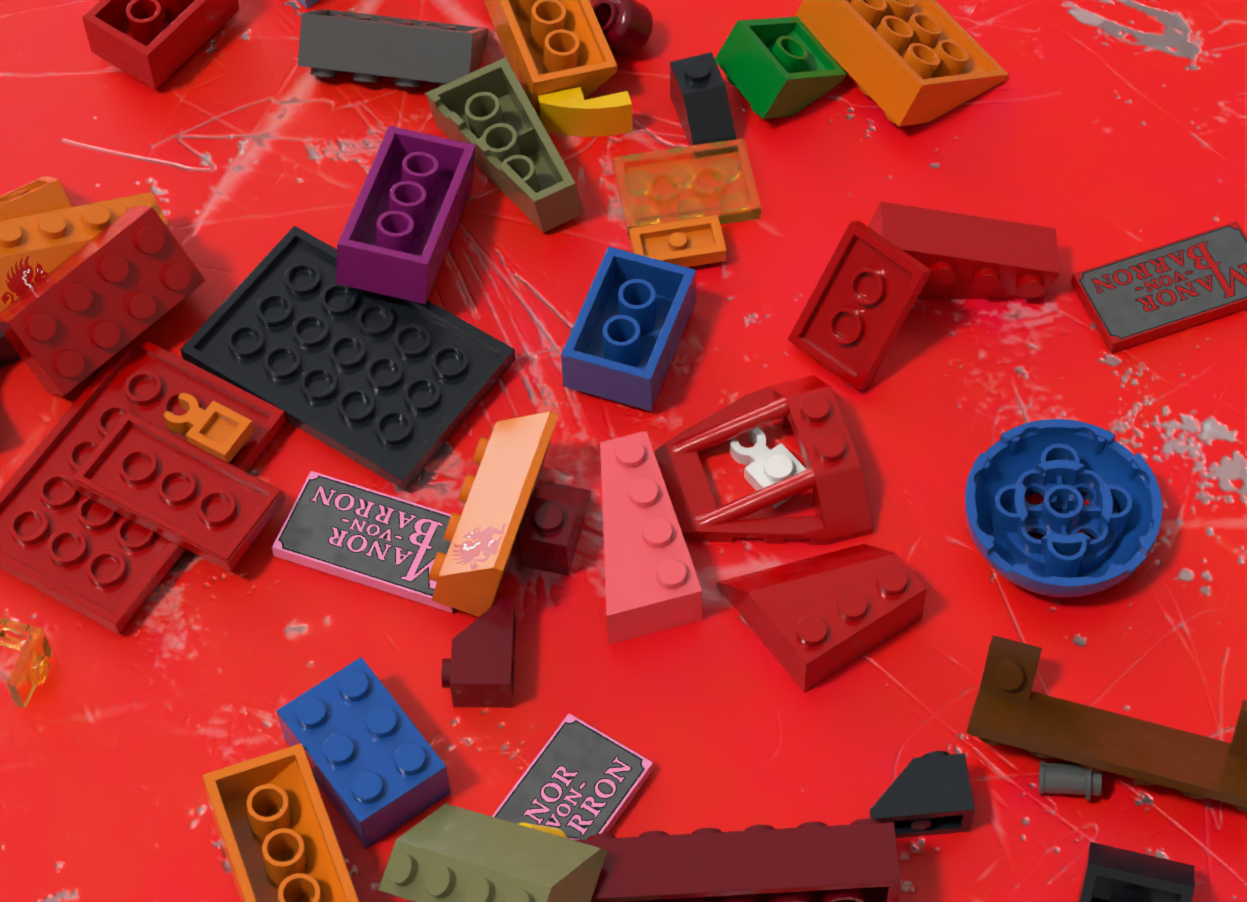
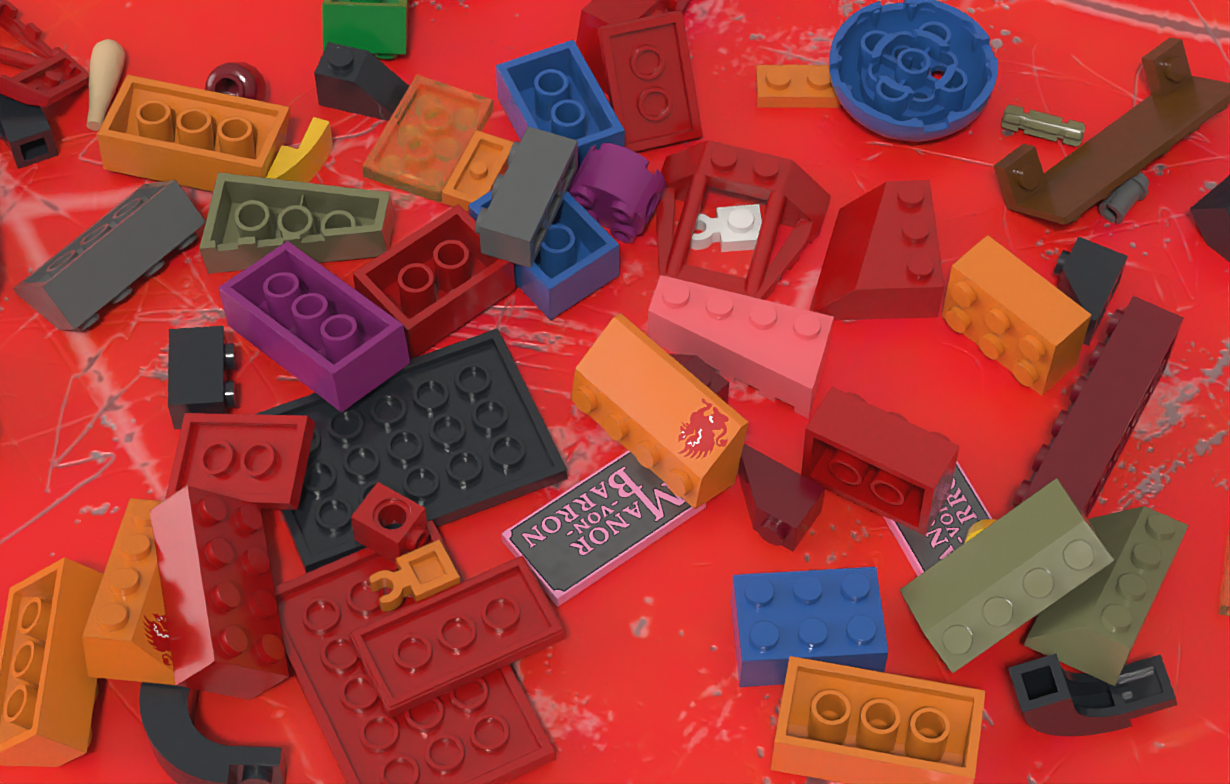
camera: 60 degrees left, 0 degrees up
(244, 246) = (244, 457): none -> red plate
(245, 363) = (387, 507): none -> red brick
(315, 174) = (200, 372): none -> black brick
(521, 273) = (436, 279): none -> red brick
(561, 707) = (879, 460): none -> red brick
(637, 279) = (527, 196): none -> dark grey brick
(720, 351) = (617, 189): none -> magenta brick
(774, 262) = (558, 95): none -> blue brick
(820, 739) = (1015, 315): none -> orange brick
(972, 422) = (795, 87): none -> orange plate
(1105, 664) = (1043, 125): none -> olive axle

